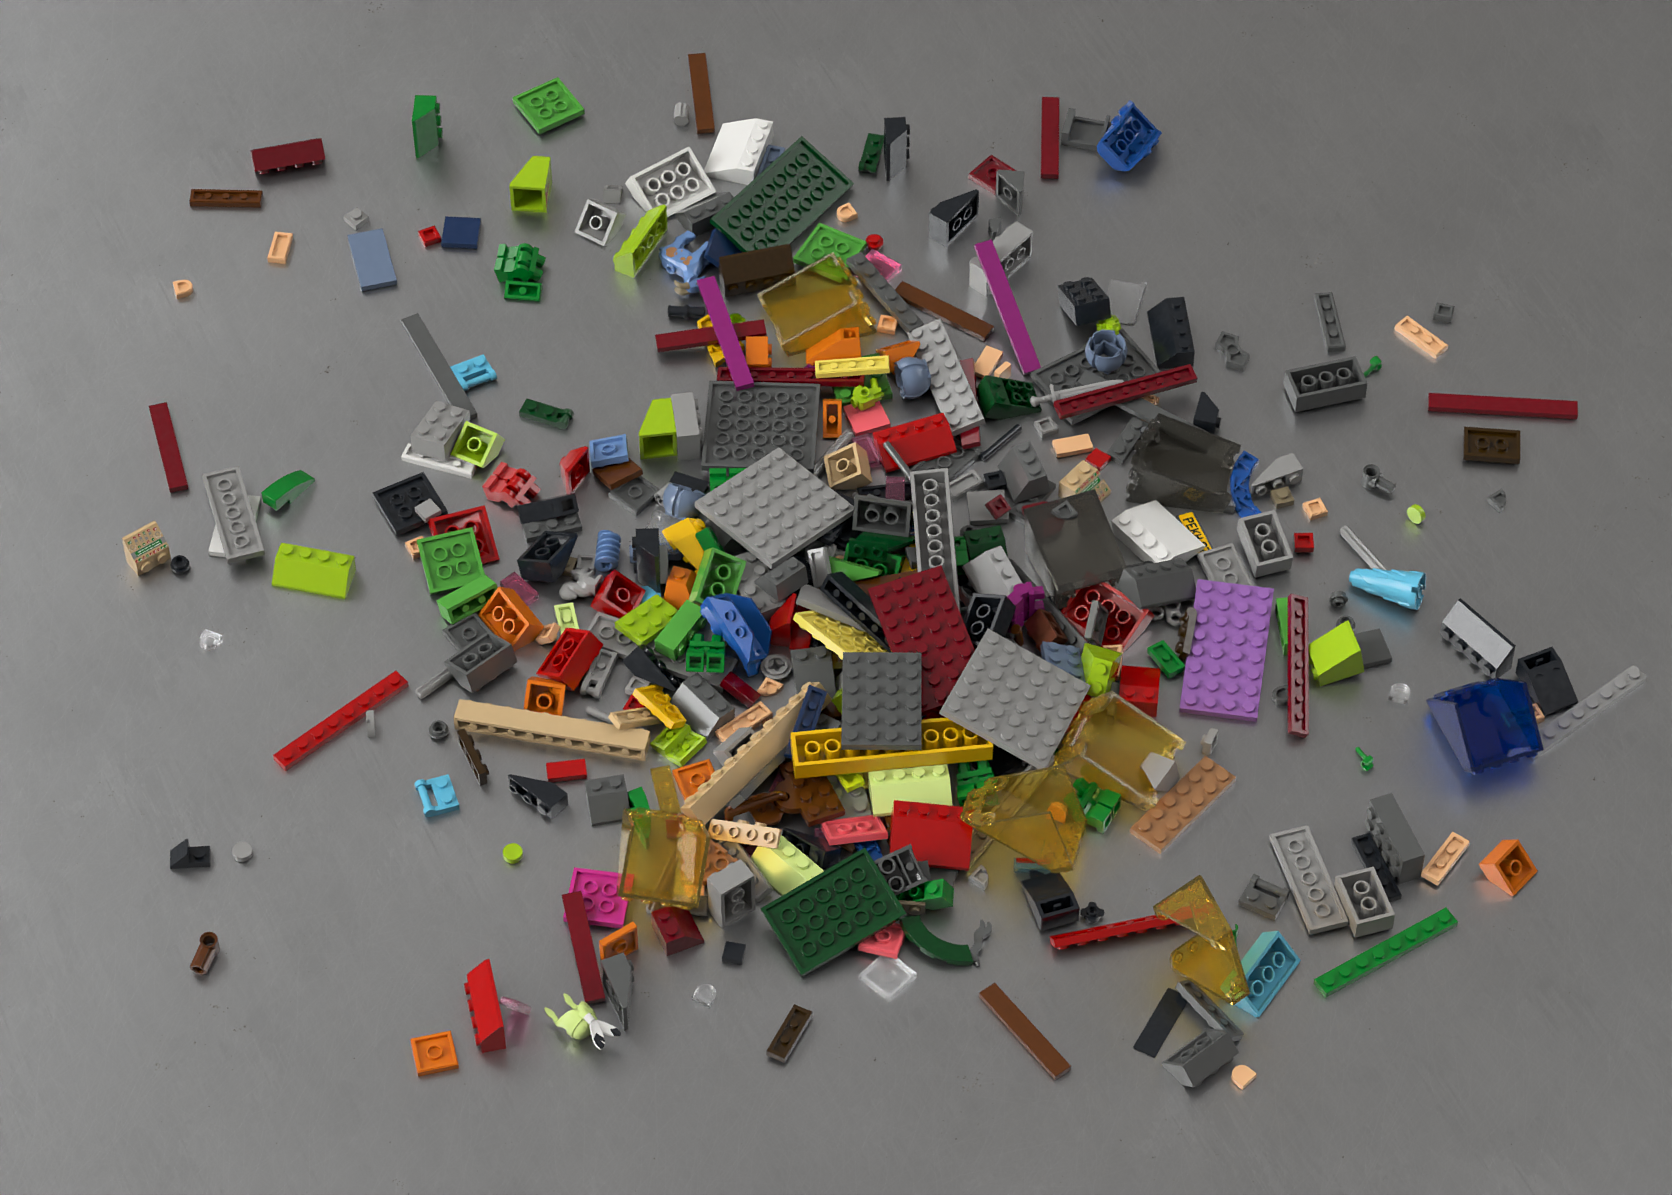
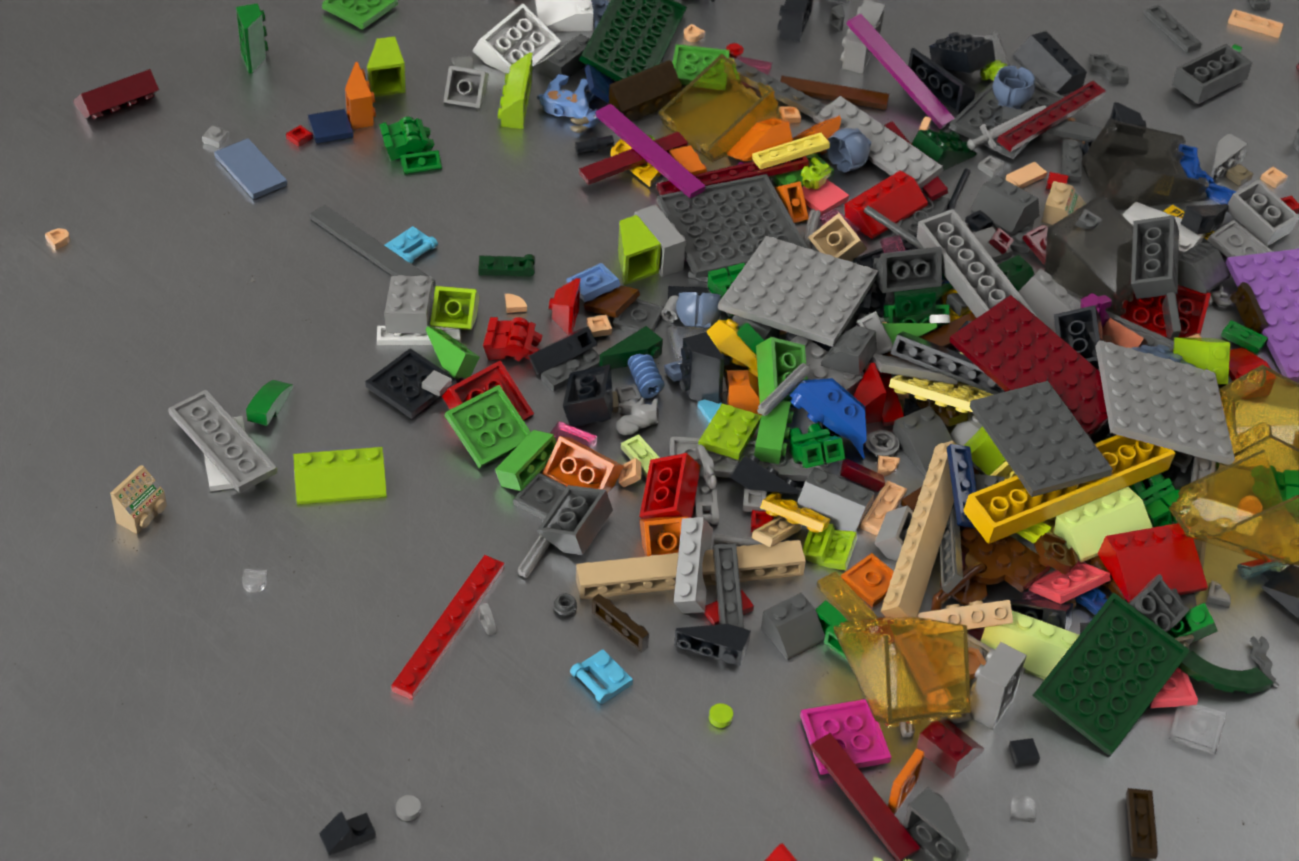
camera: 25 degrees left, 5 degrees down
(168, 447) = (113, 393): dark red tile -> none
(179, 564) = (182, 508): black plate -> none
(226, 198) = (67, 147): reddish brown tile -> none
(280, 247) = (147, 178): light nougat tile -> none
(412, 547) = (438, 424): light nougat tile -> none
(454, 486) = (452, 354): none -> bright green slope
(493, 213) = (359, 99): none -> orange slope
(534, 452) = (515, 303): none -> light nougat tile
(538, 744) = (689, 585): none -> light grey arch
(570, 752) = (728, 584): none -> dark grey tile
(594, 493) = (599, 325): none -> light nougat plate
(608, 646) = (707, 466): none -> light grey piece
(617, 595) = (681, 415): red slope -> none
(618, 521) = (640, 342): none -> dark green slope
(698, 599) = (783, 389): none -> light grey axle
(845, 808) = (1054, 553): none -> reddish brown plate
(886, 568) = (939, 319): none -> white tile
(987, 361) = (903, 122): light nougat tile -> none
(1047, 325) = (941, 83): none -> black slope
(1102, 563) = (1155, 257): none -> dark grey brick
(1205, 535) = (1204, 217): none -> black slope

